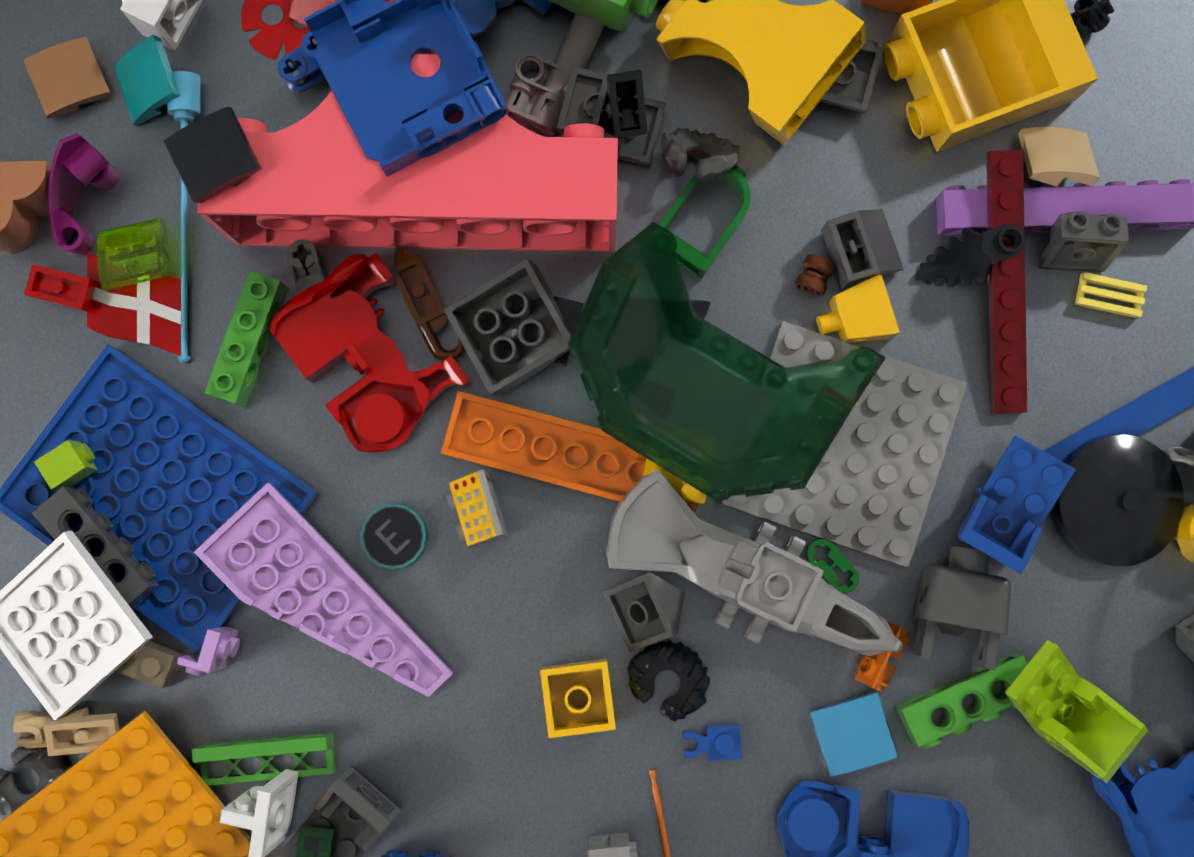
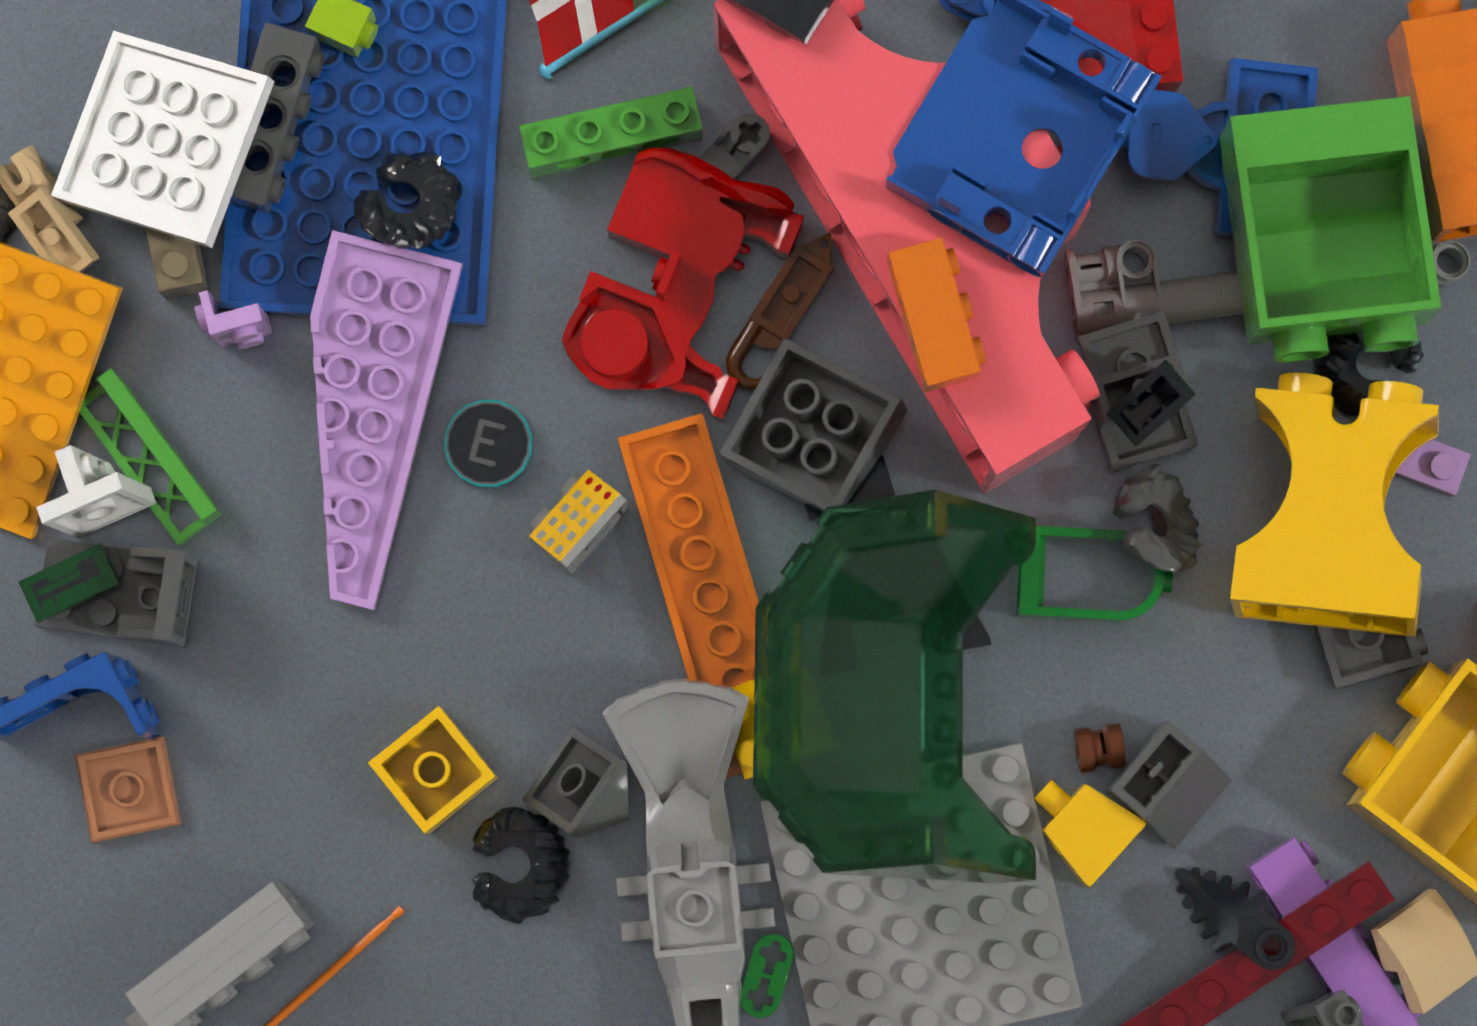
camera: 55 degrees right, 0 degrees up
(226, 483) = (436, 206): none -> black piece
(488, 192) = (935, 314): none -> orange brick
(719, 742) = (481, 967): blue plate -> none

